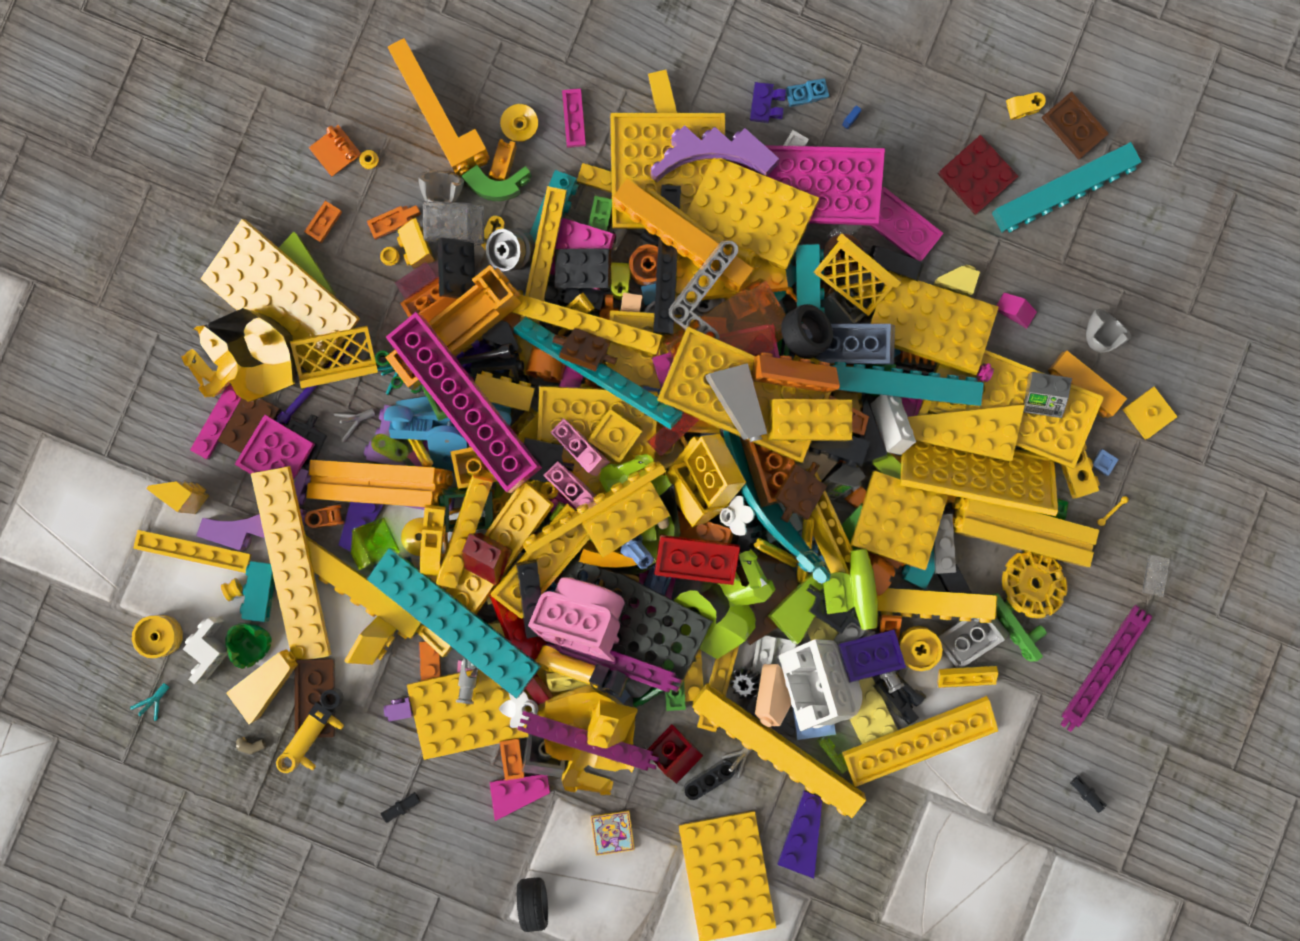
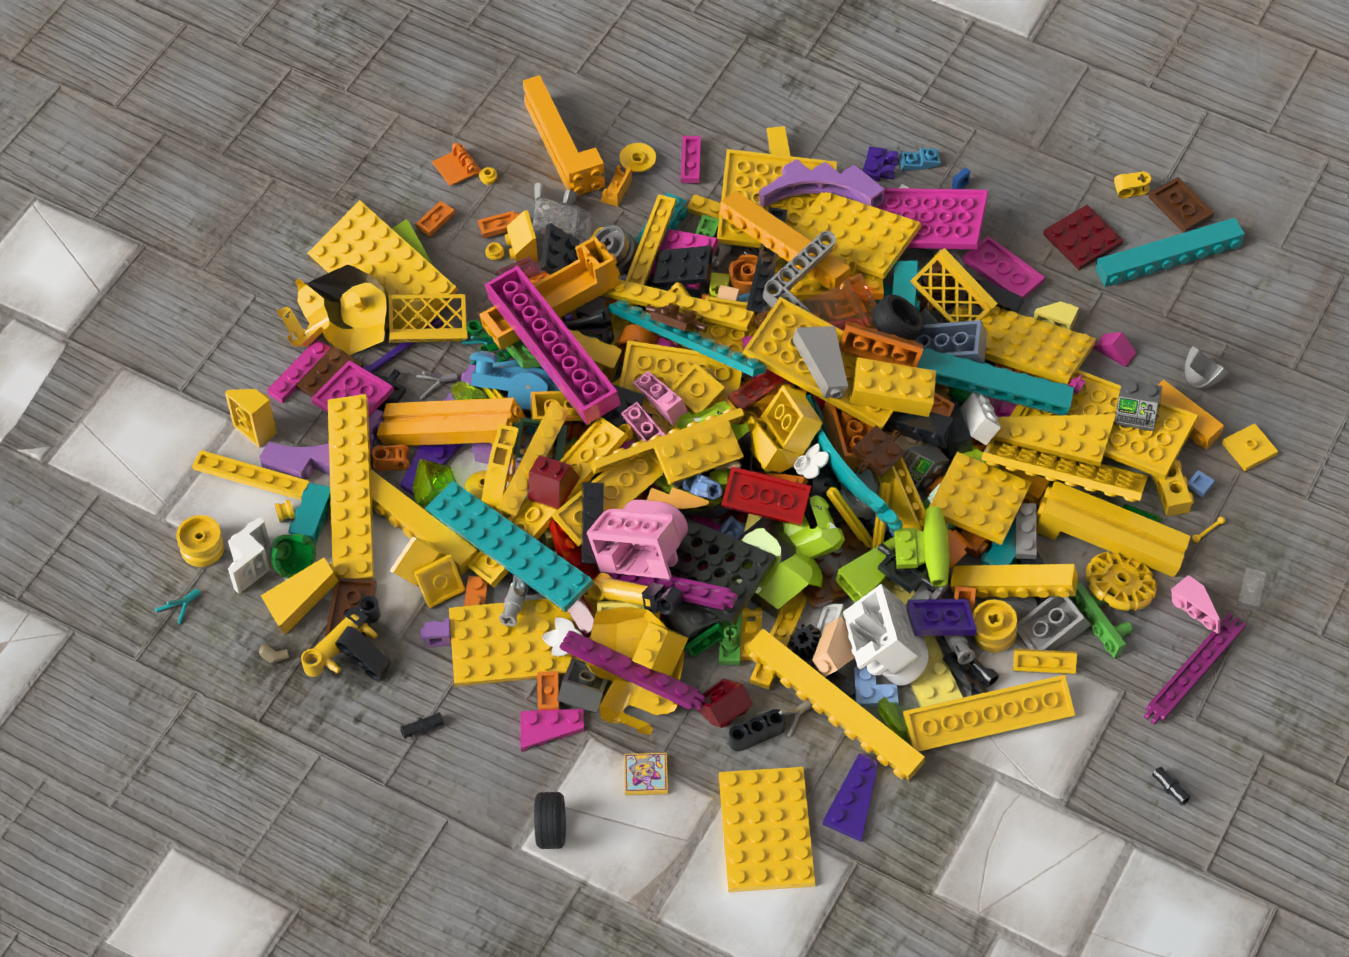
camera: 10 degrees right, 30 degrees down
(333, 747) = (363, 653): none -> black beam
(393, 657) = (439, 581): none -> yellow plate
(496, 190) = (608, 207): bright green arch -> none
(1105, 598) = (1194, 600): none -> bright pink slope

